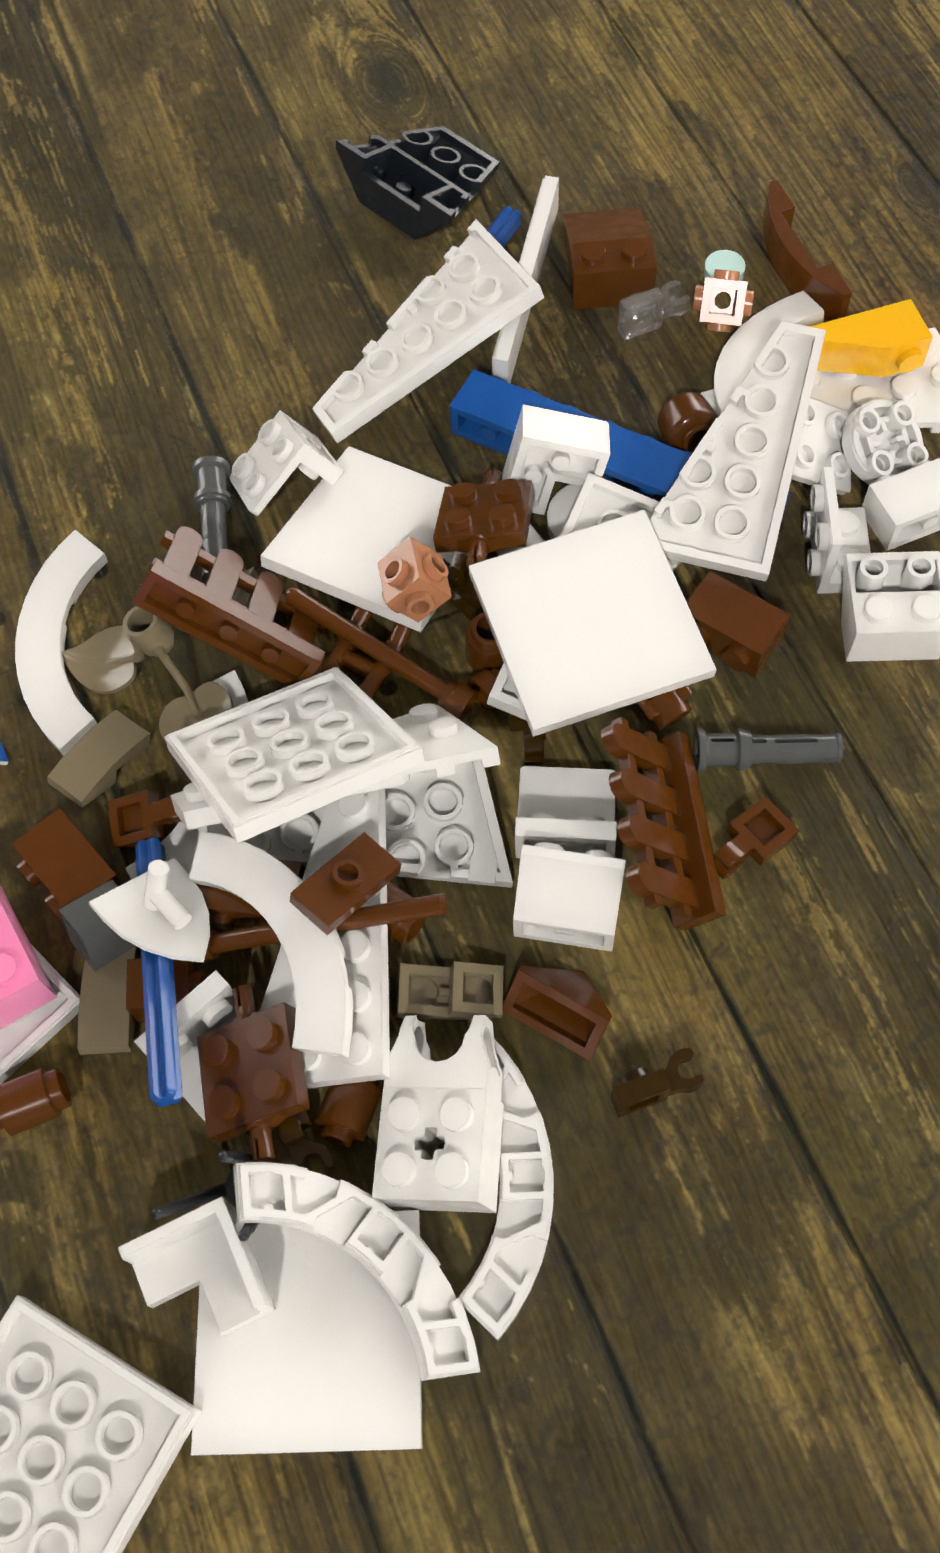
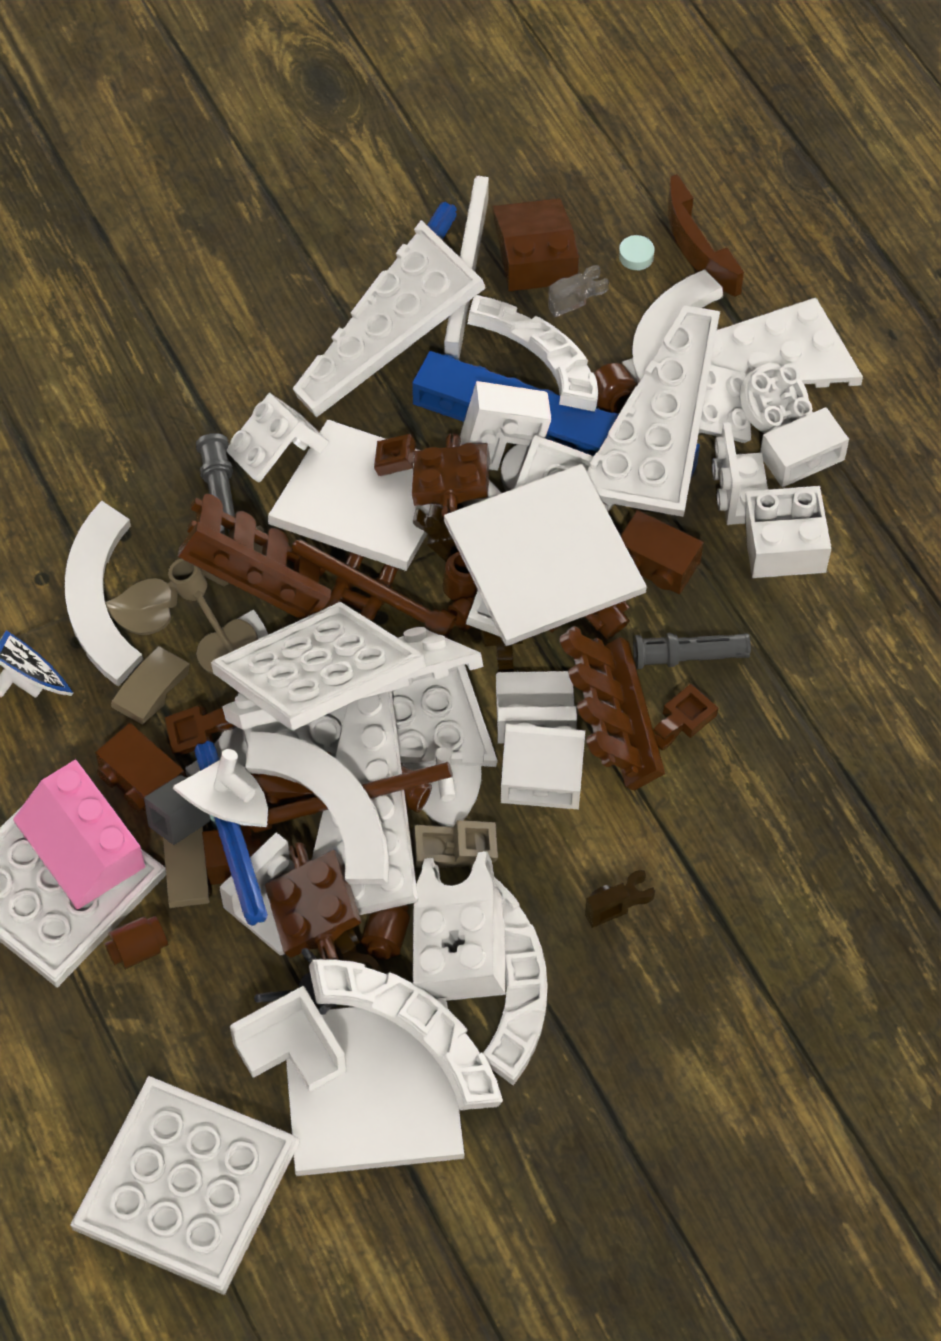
camera: 10 degrees left, 5 degrees down
(345, 883) = (373, 759): reddish brown plate -> none
(414, 579) = (400, 528): nougat brick -> none
(418, 178) = (364, 179): black wedge -> none
(420, 490) = (394, 455): none -> reddish brown tile
(453, 934) = (454, 796): none -> white shield
(560, 1007) = (540, 850): reddish brown slope -> none
(631, 385) = (564, 359): none -> white tile
(723, 318) = (636, 295): brick -> none
(876, 341) = (763, 315): yellow slope -> none

